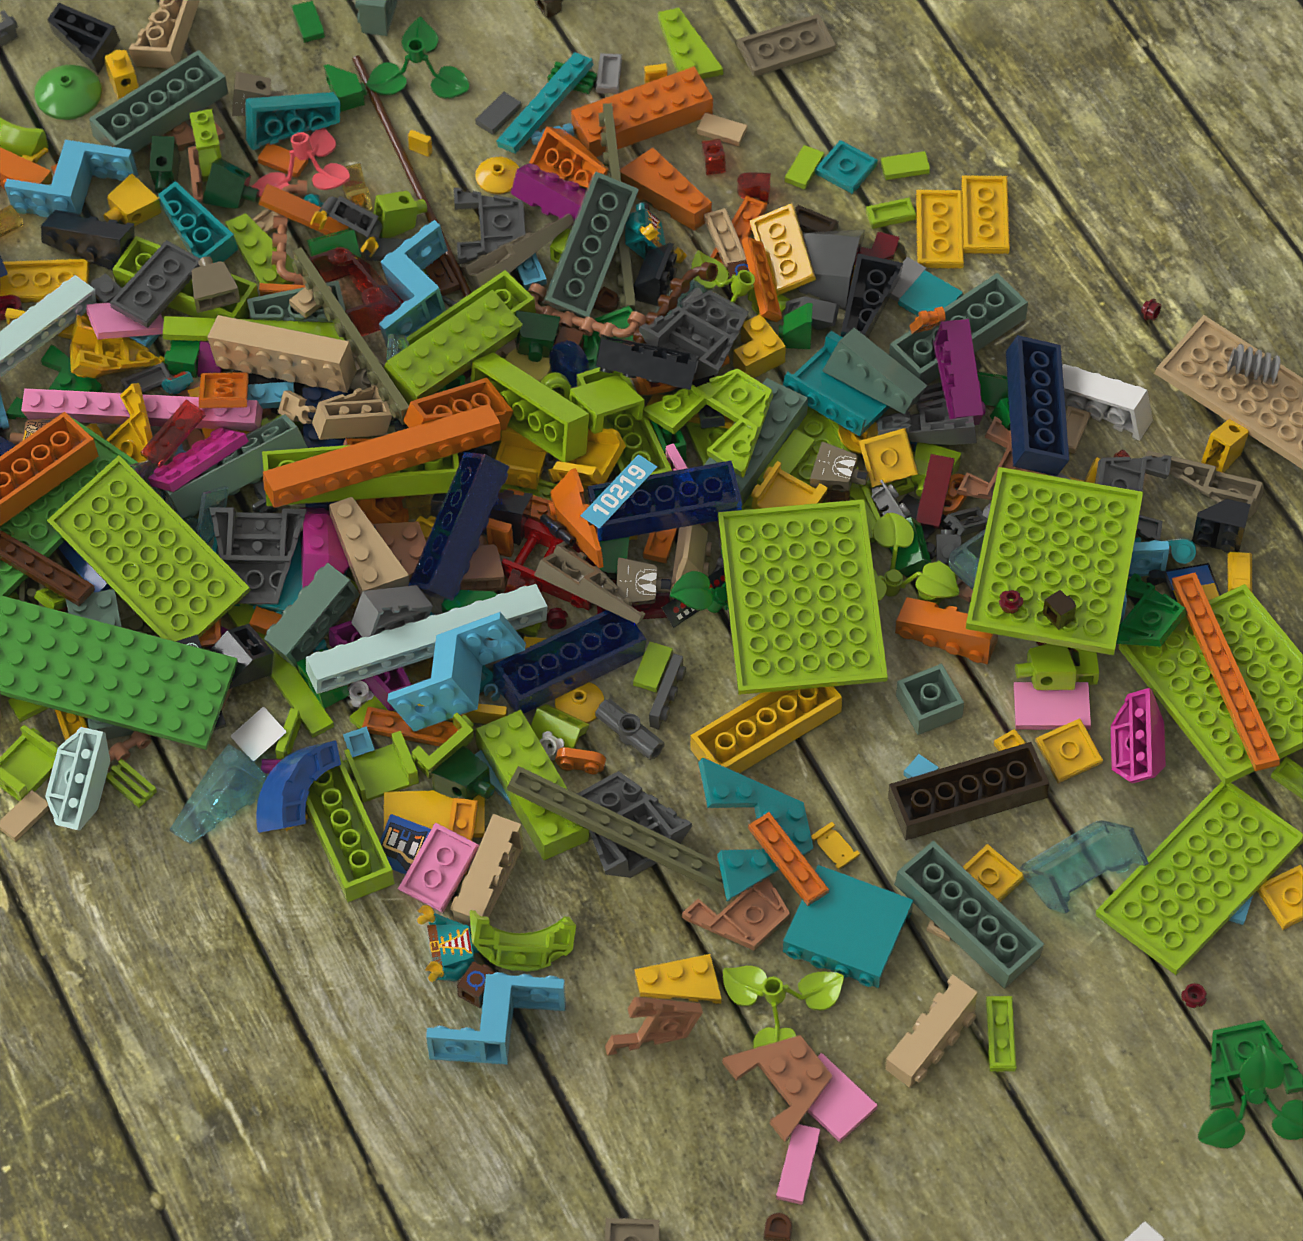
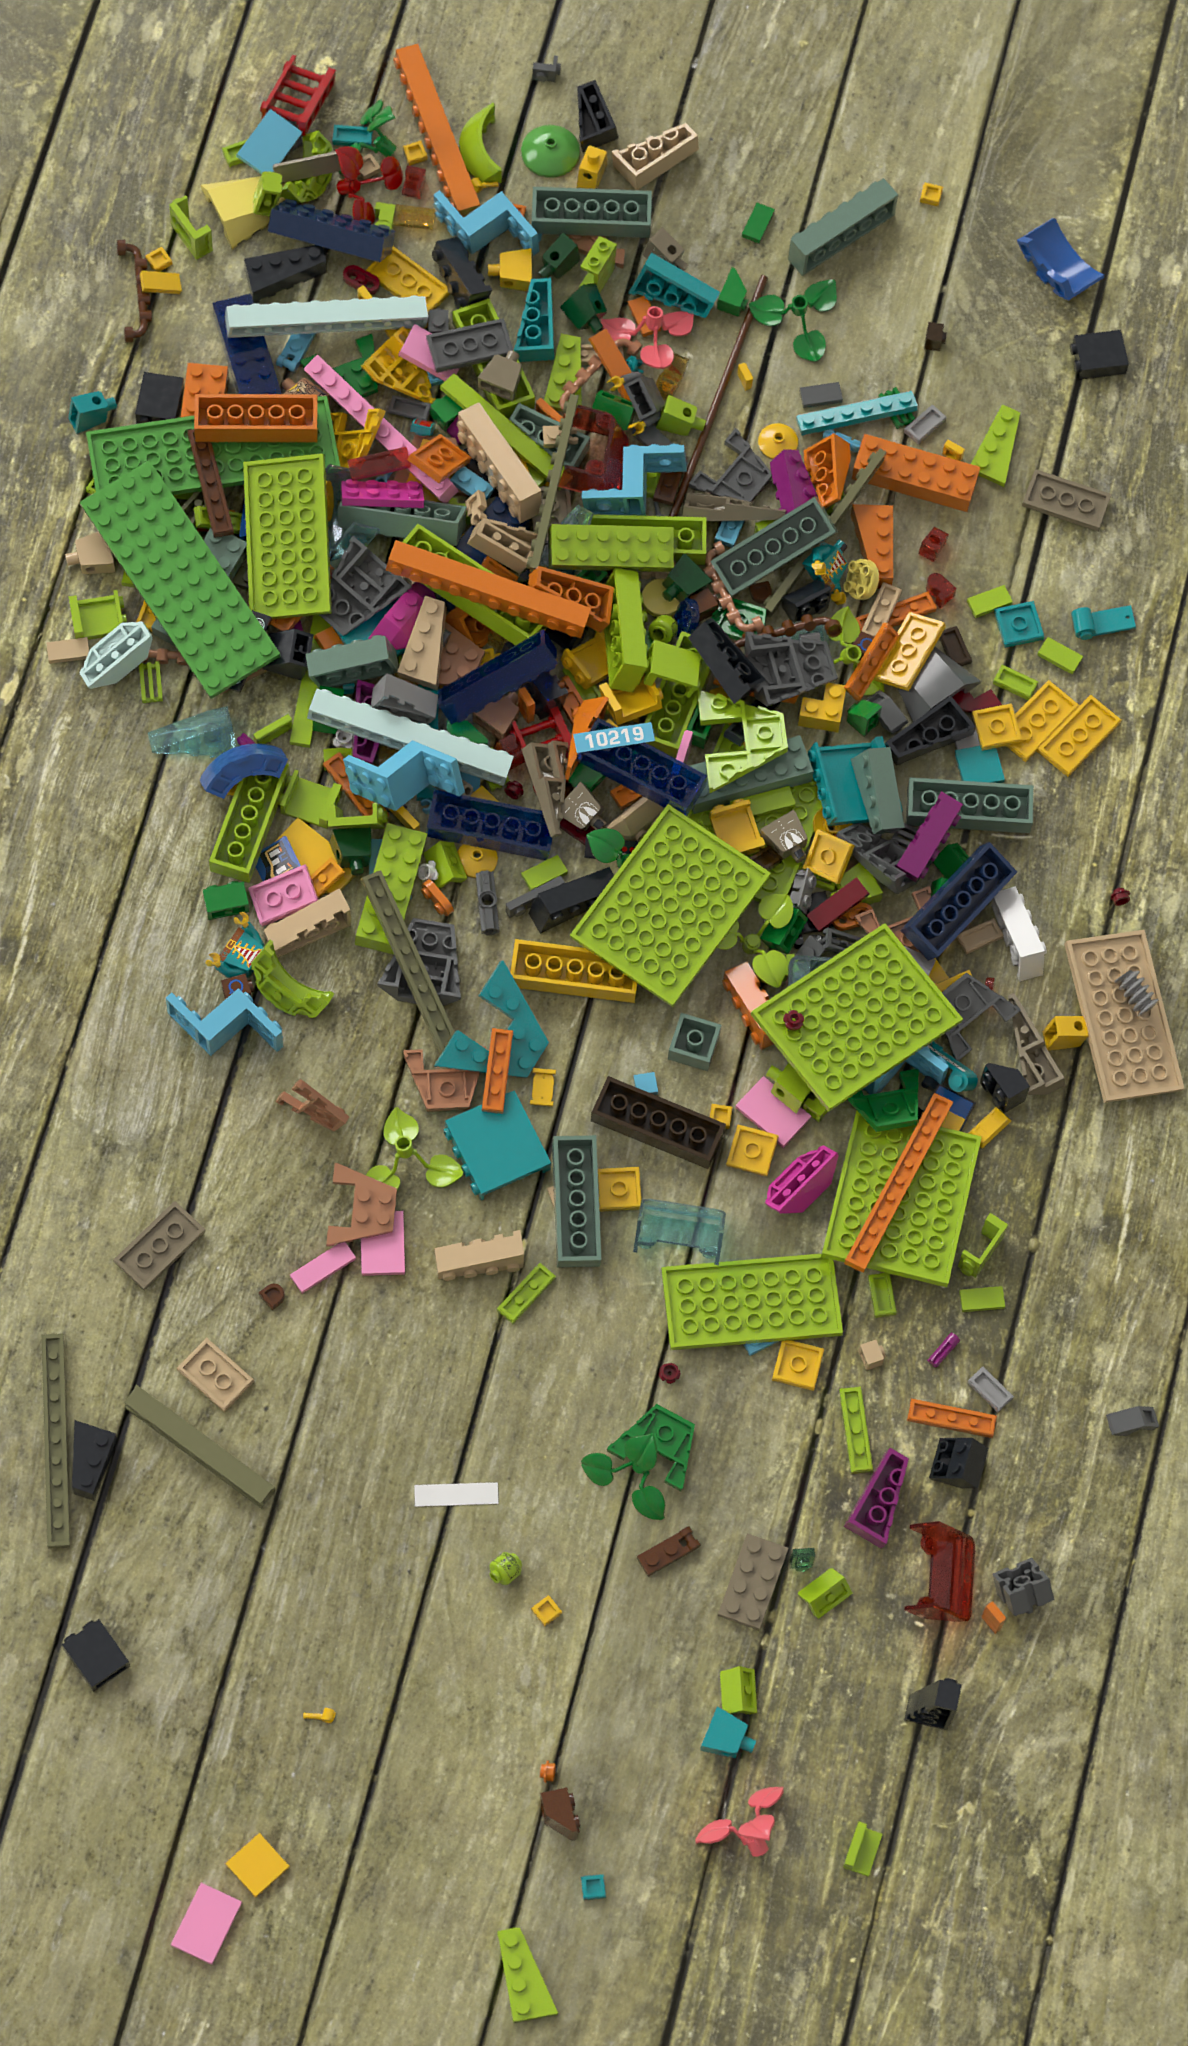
camera: 35 degrees right, 10 degrees up
(196, 178) = (570, 286): nougat tile -> none
(258, 734) = (255, 714): white sticker -> none
(359, 741) = (312, 771): medium azure plate -> none
(389, 914) = (225, 900): none -> green brick
(557, 530) = (565, 730): black bar -> none
(685, 223) = (861, 579): none -> light yellow tile
(685, 978) = (366, 1093): yellow wing -> none
(702, 667) = (568, 900): none -> black wedge
(721, 128) = (961, 528): tan tile -> none
(906, 121) = (1102, 622): none -> teal door
(917, 254) = (996, 727): none -> yellow tile
(928, 320) = (939, 781): orange plate -> none
(1059, 609) = (818, 1052): dark brown plate -> none

